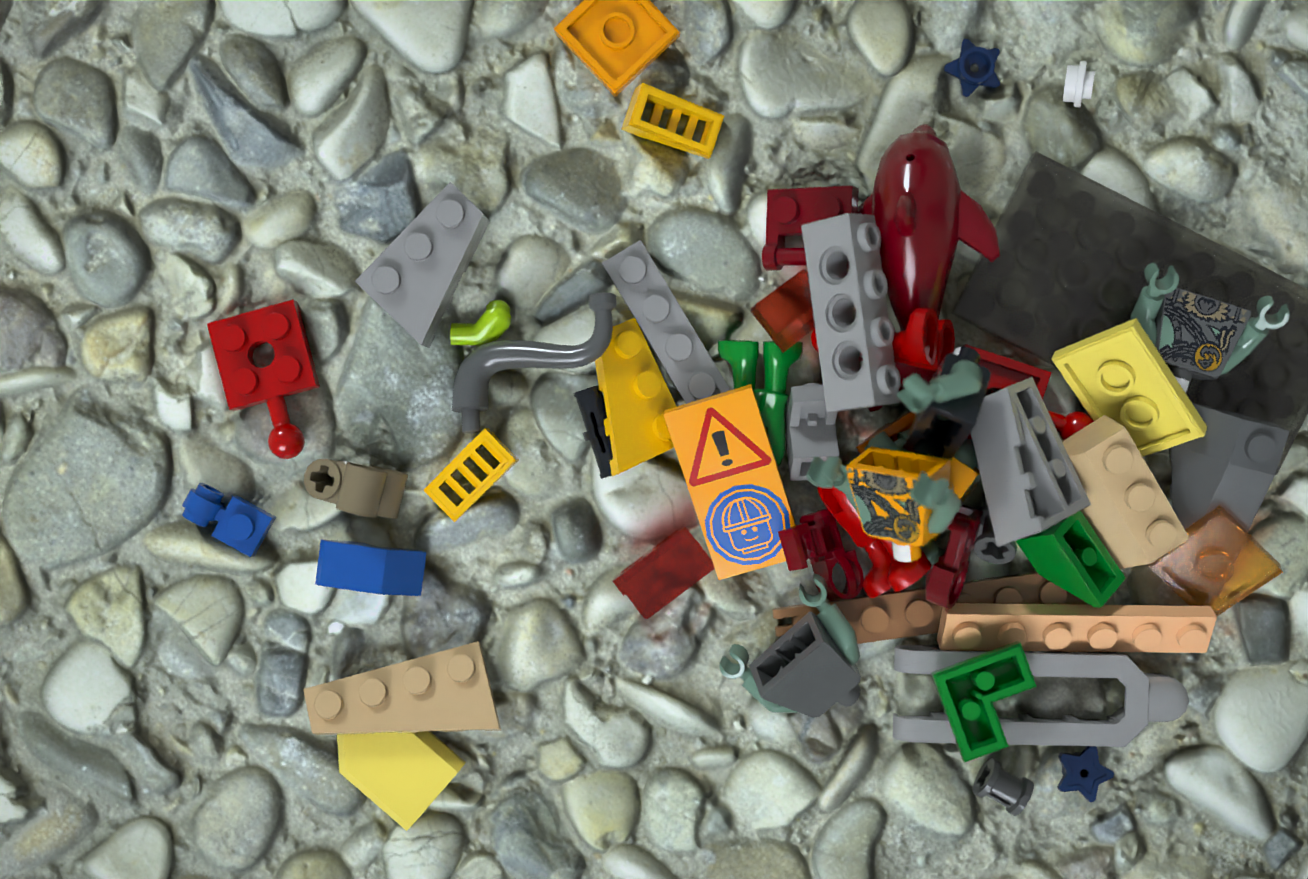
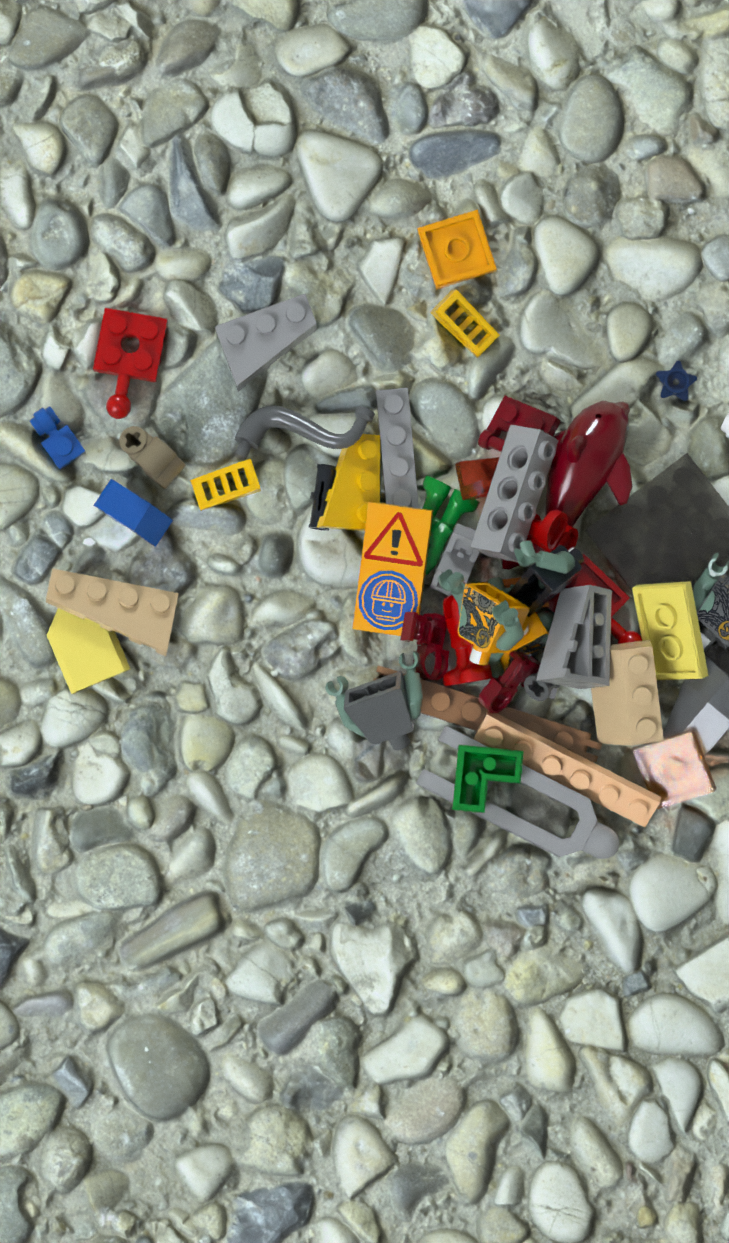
camera: 20 degrees right, 5 degrees down
(486, 329) = (282, 397): lime arm -> none
(664, 572) = (320, 607): clear red panel -> none
(1003, 787) = (471, 850): dark grey bush -> none
(1071, 768) = (519, 868): dark blue plate -> none
(1074, 559) = (585, 719): green slope -> none

